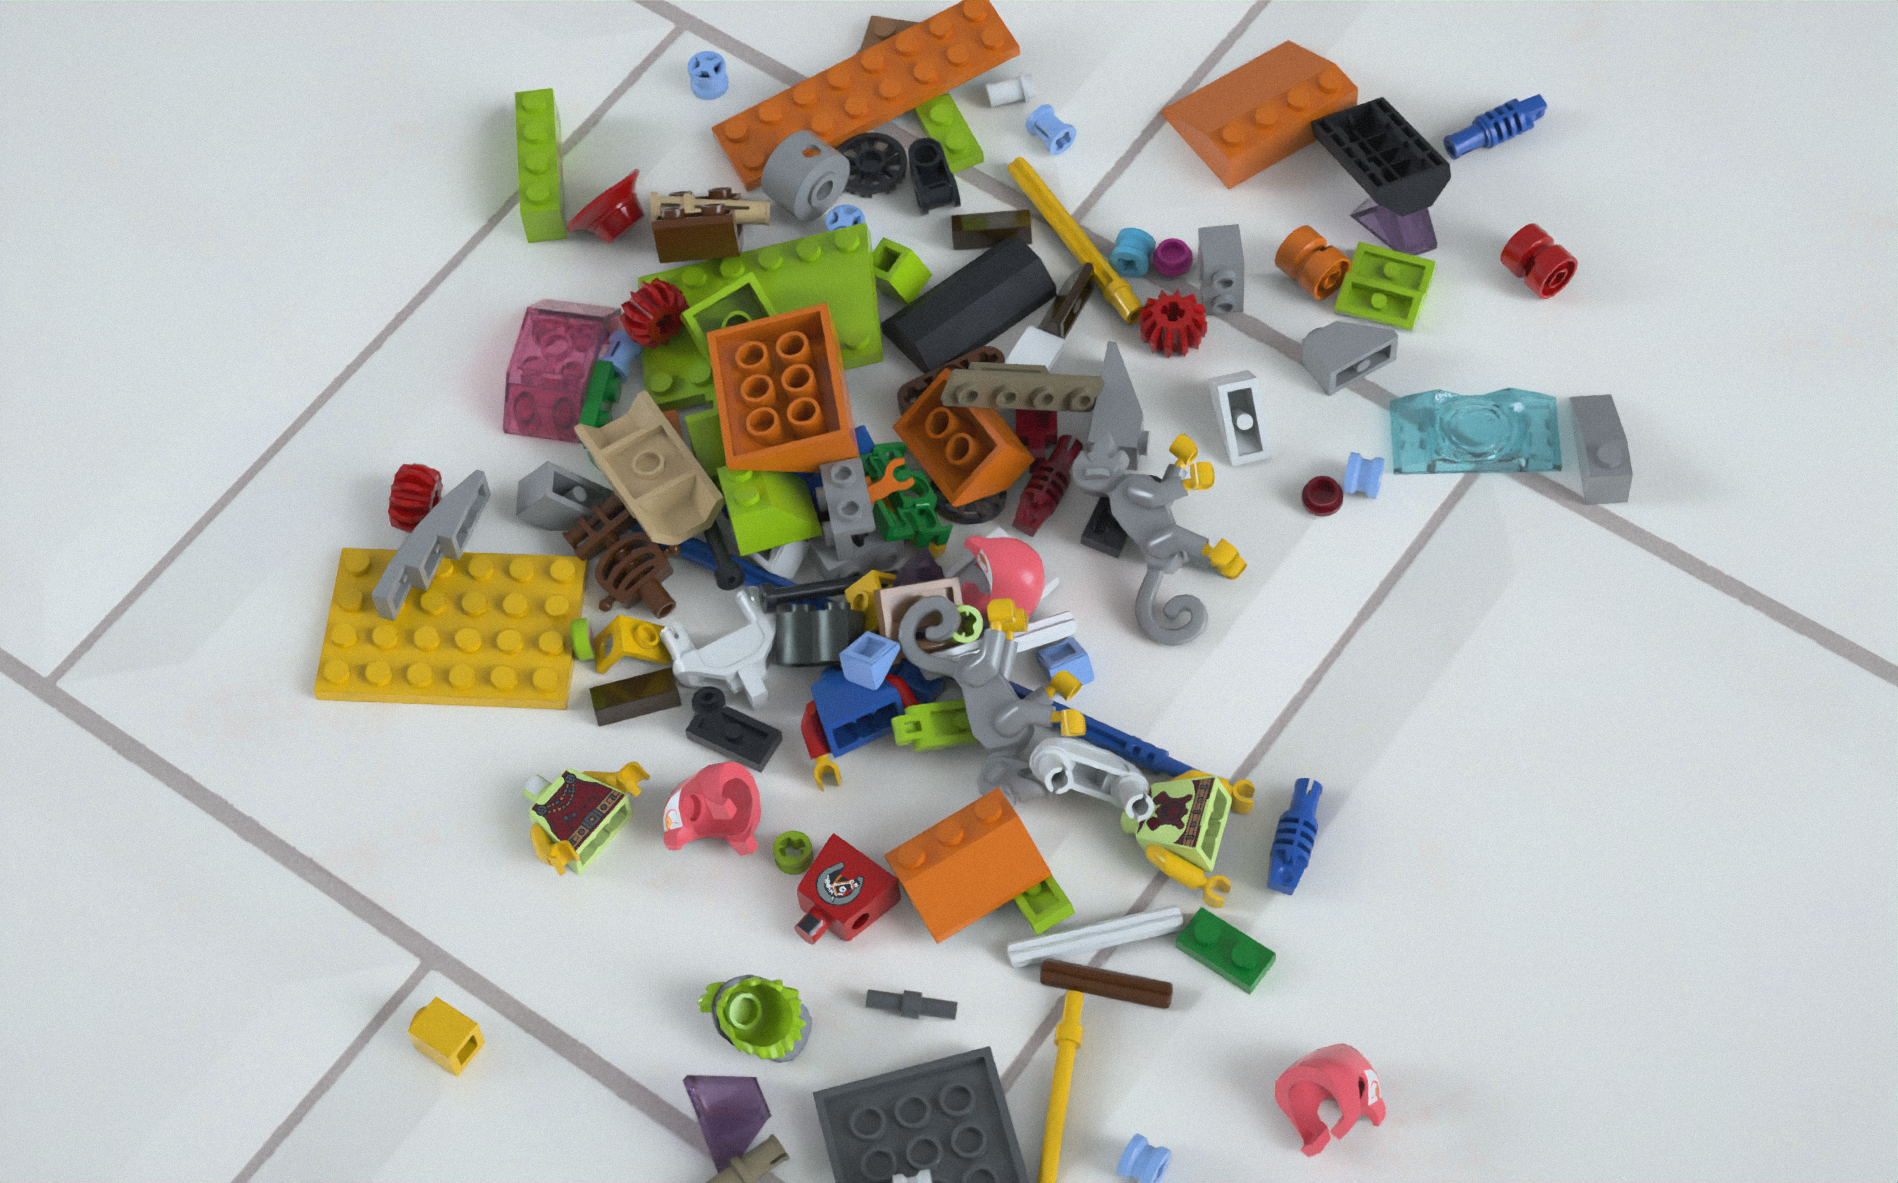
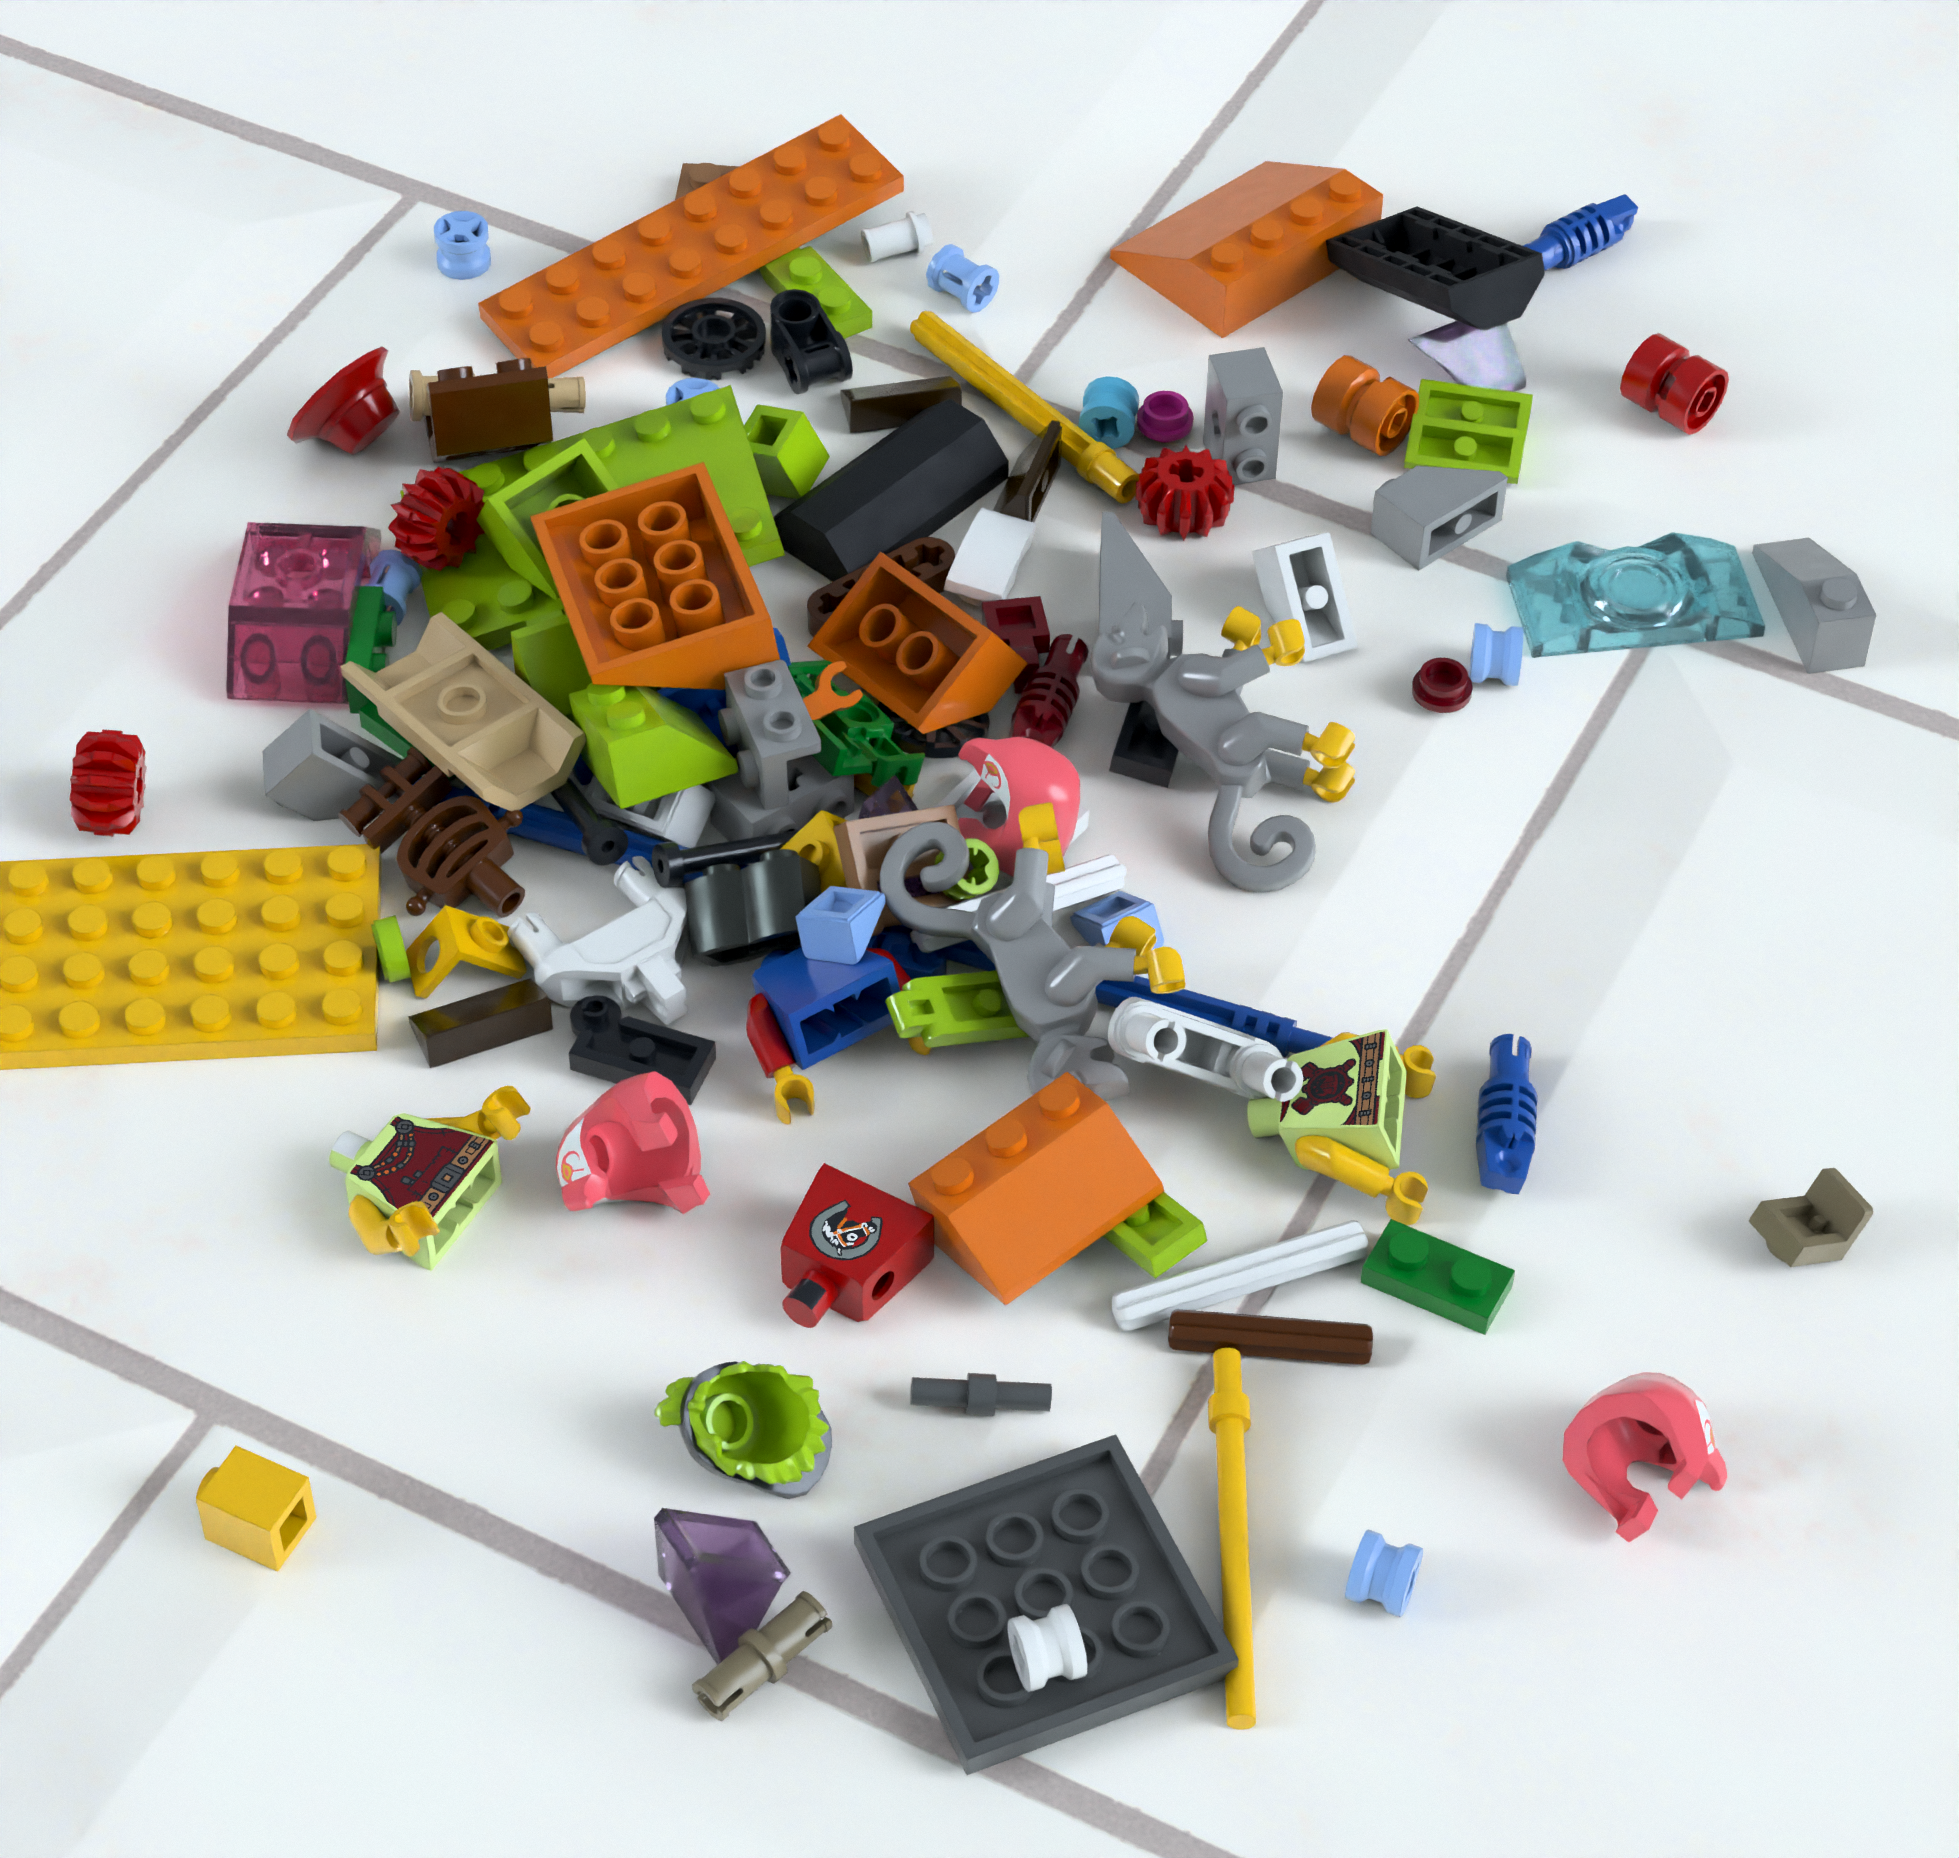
camera: 15 degrees left, 10 degrees down
(438, 535) = (149, 825): light grey slope -> none
(540, 165) = (236, 363): lime brick -> none
(788, 863) = (758, 1222): lime bush -> none
(801, 183) = (628, 350): light grey piece -> none
(1020, 388) = (997, 568): dark tan bracket -> none
(1481, 941) = (1815, 1225): none -> dark tan bracket

